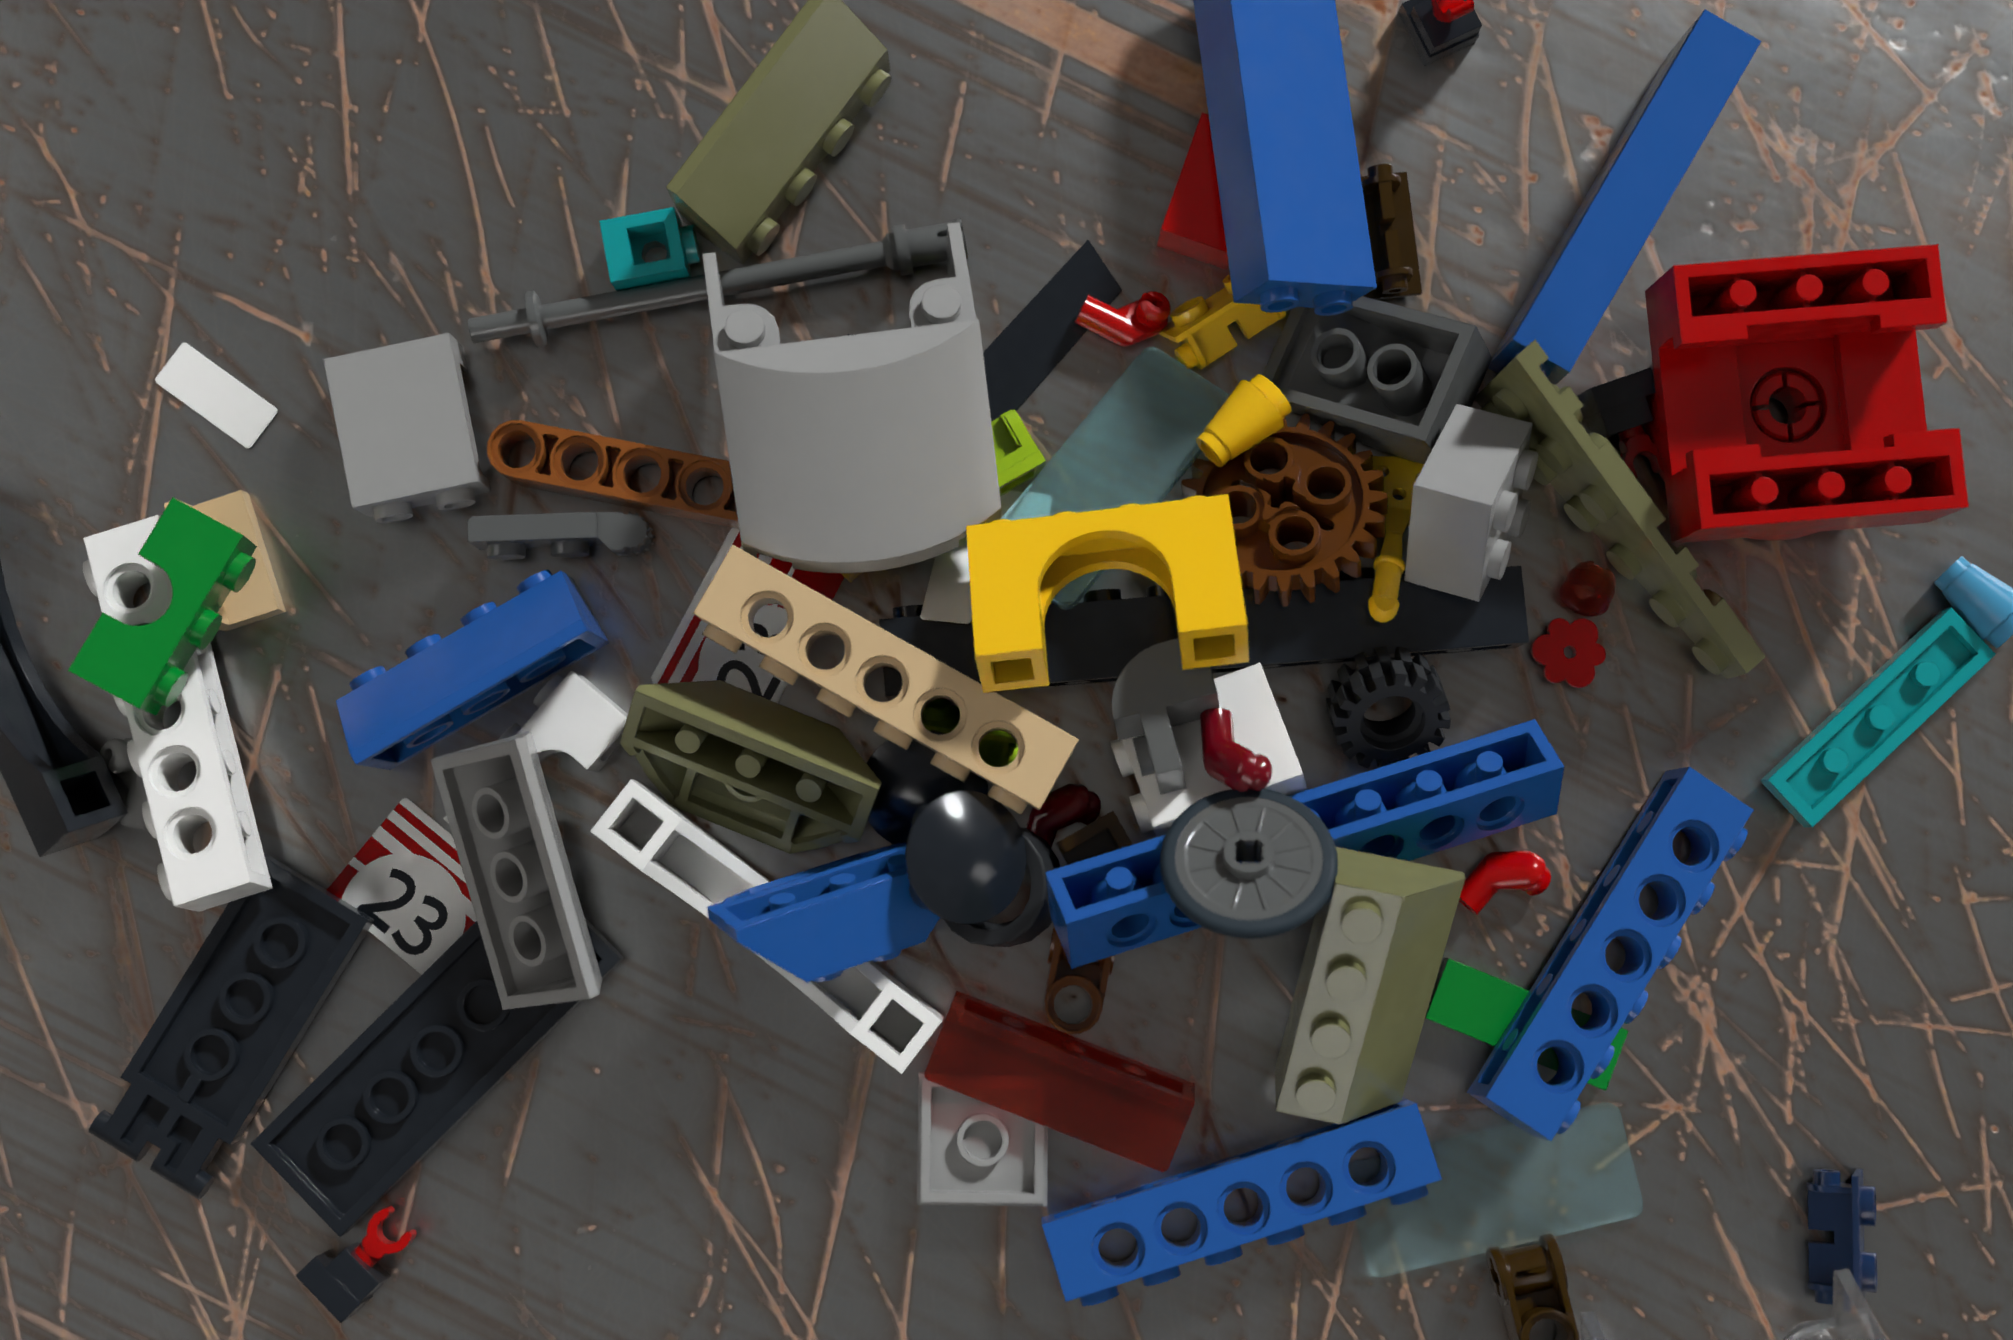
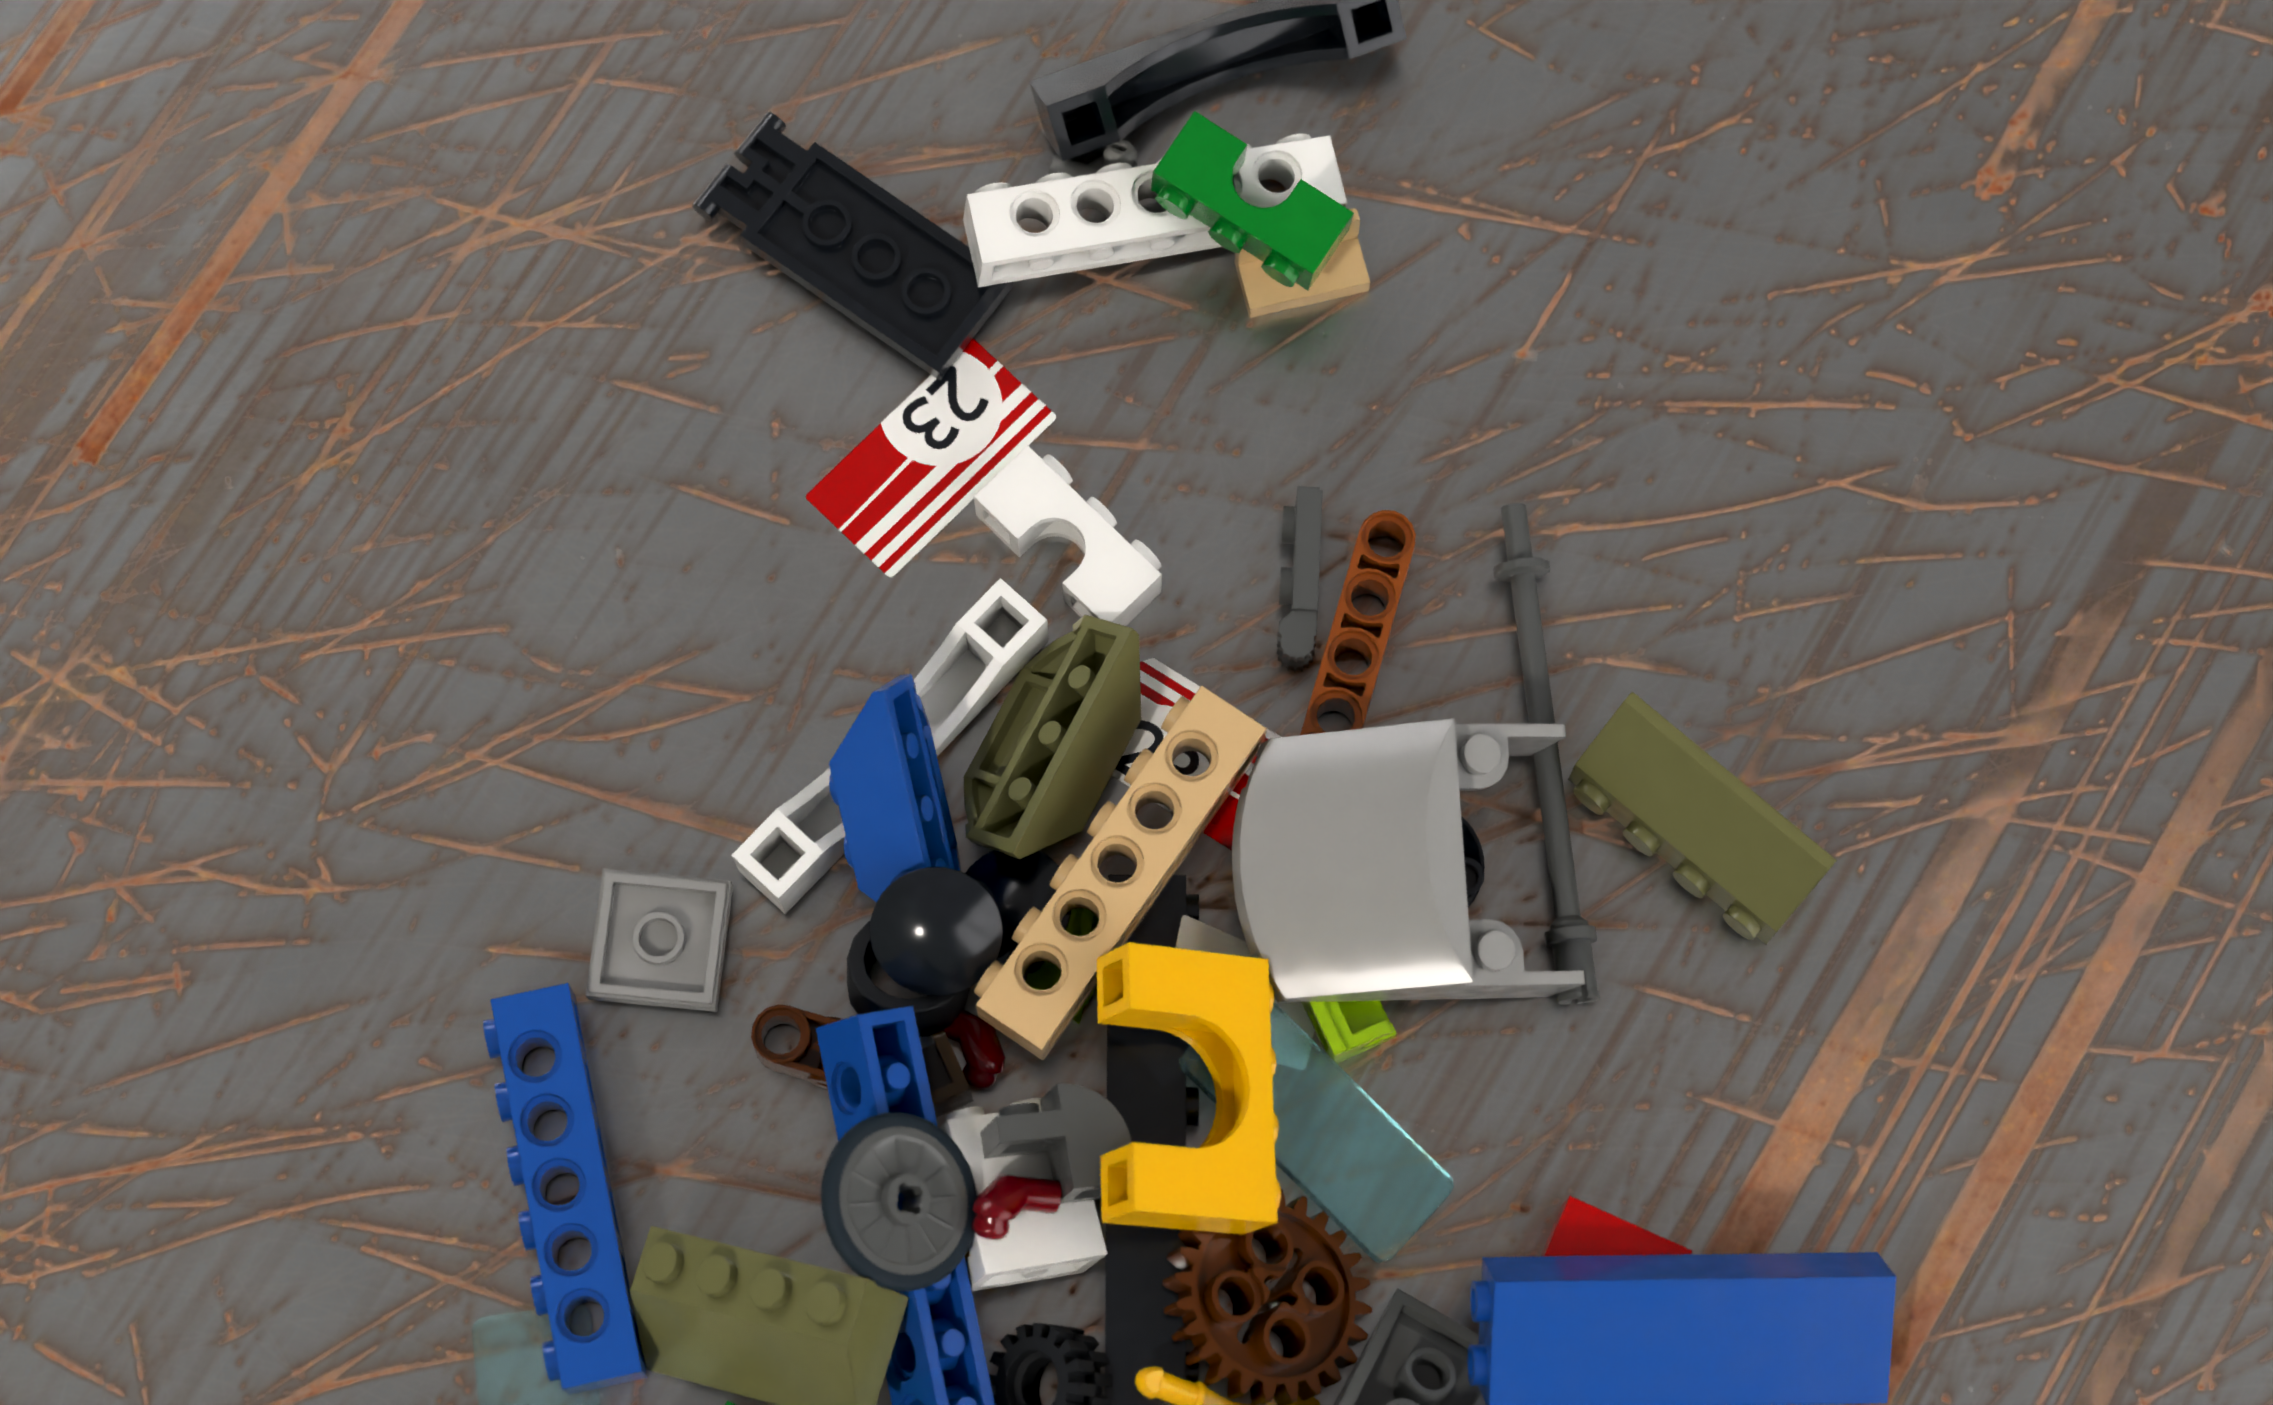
camera: 95 degrees right, 10 degrees down
(216, 395) = (1468, 266): white sticker -> none
(354, 1274) = (602, 338): black piece -> none
(405, 427) = (1418, 437): light grey panel -> none
(407, 1082) = (808, 431): black plate -> none
(469, 671) = (1171, 482): blue slope -> none
(518, 873) = (967, 510): light grey slope -> none
(633, 236) = (1586, 662): teal brick -> none
(1044, 330) = (1475, 1076): black sticker -> none
(1061, 1082) = (707, 1019): clear red panel -> none
(1126, 324) = (1478, 1161): red arm -> none
(1204, 323) = (1464, 1241): yellow hinge -> none
(1245, 419) = (1361, 1262): yellow cone -> none

